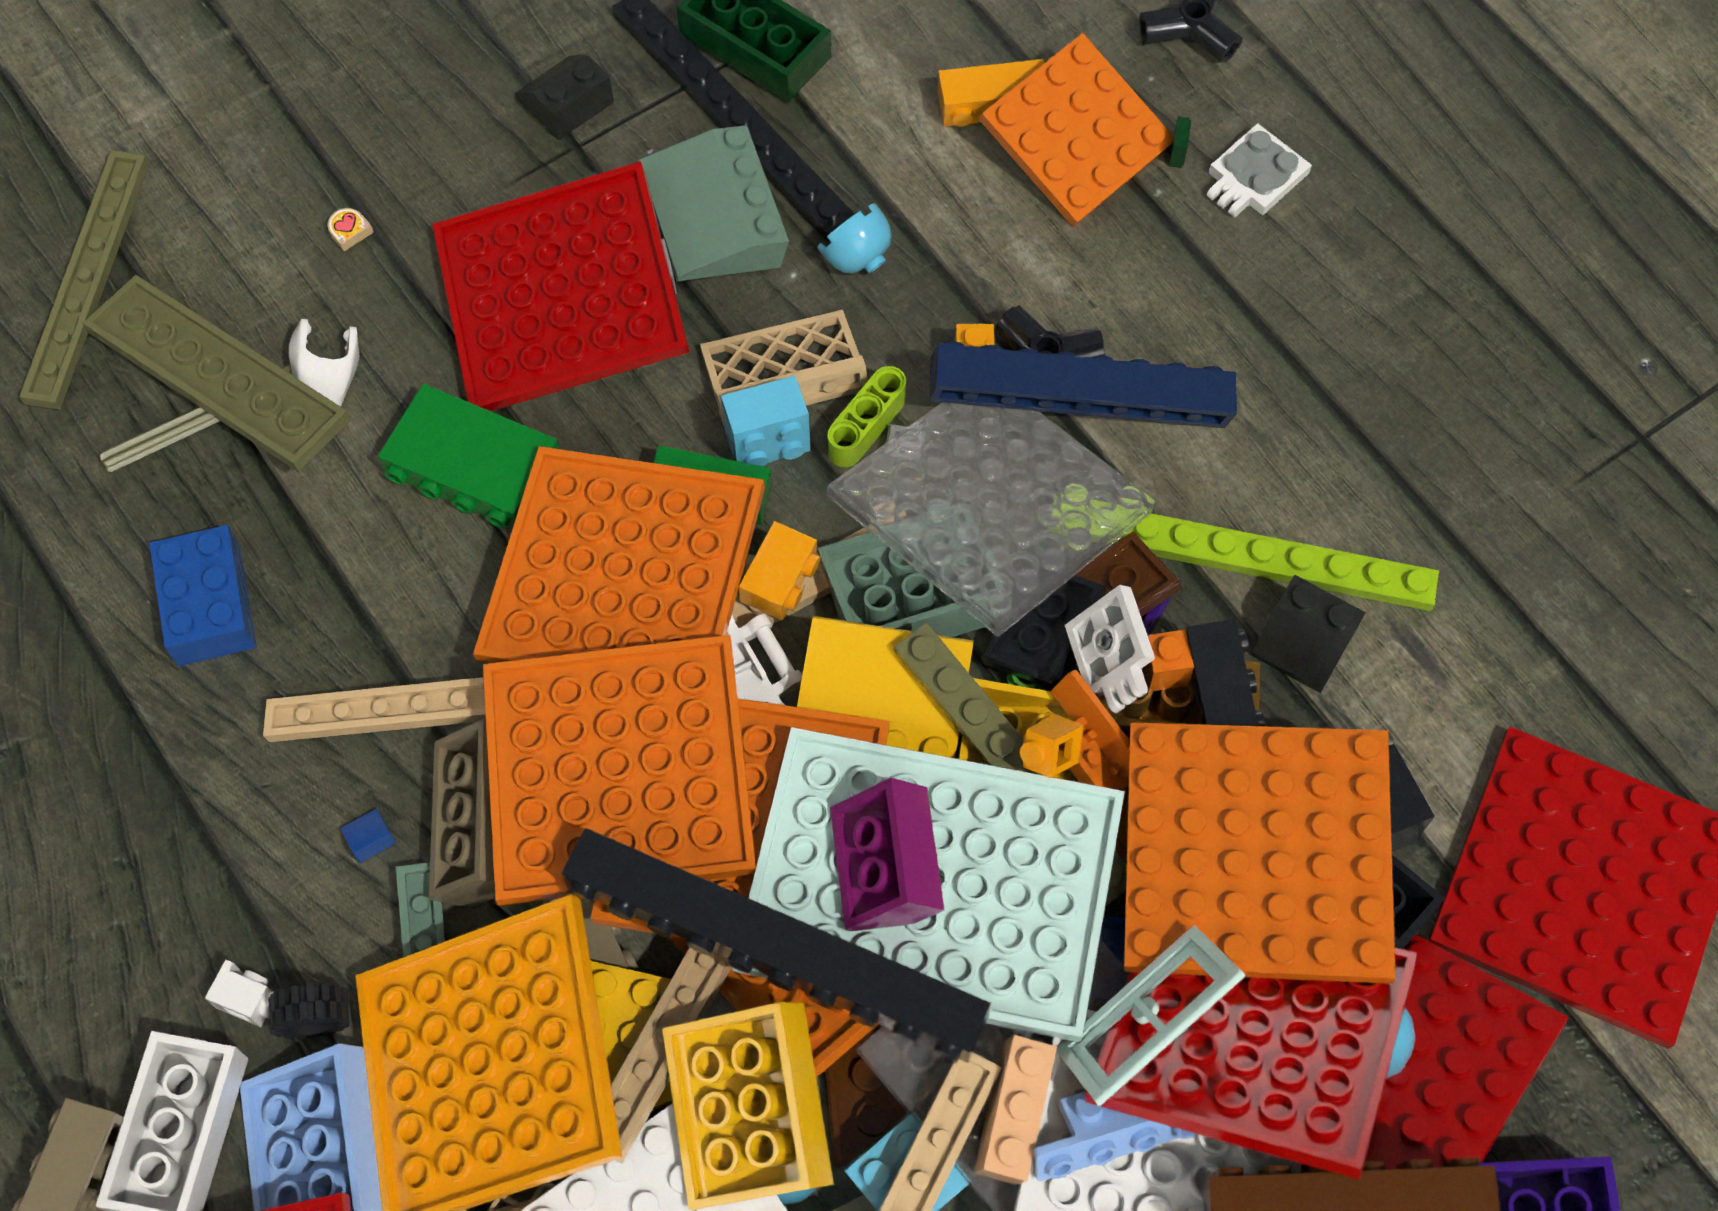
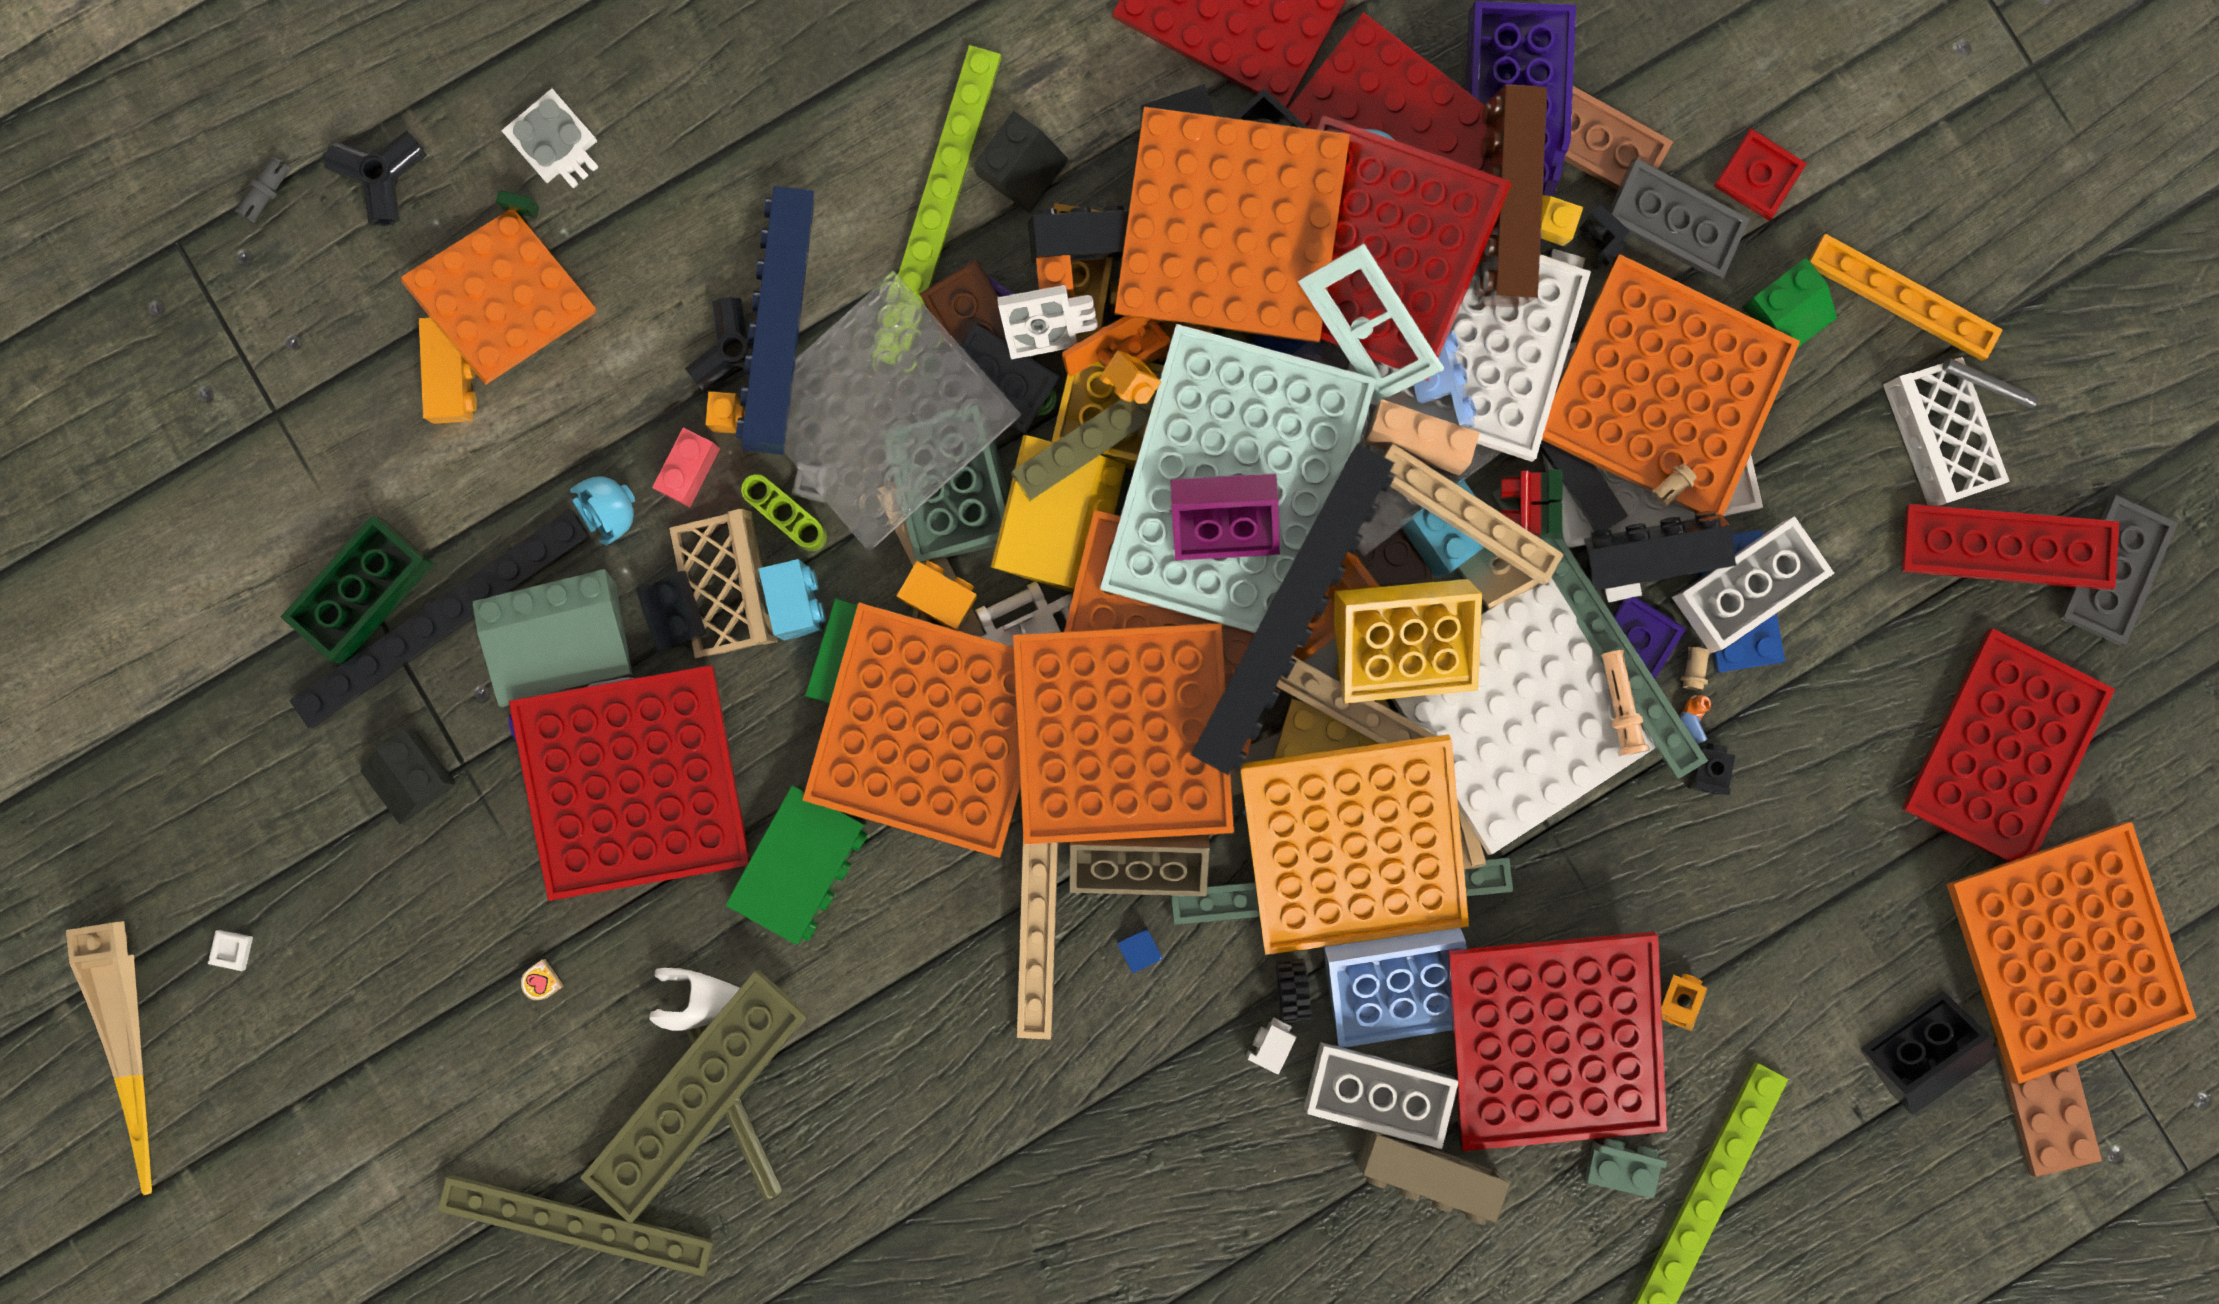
camera: 85 degrees left, 20 degrees up
(202, 595) = (915, 1097): blue brick -> none
(747, 312) = (671, 611): none -> black bracket
(908, 316) = (686, 467): none -> coral brick

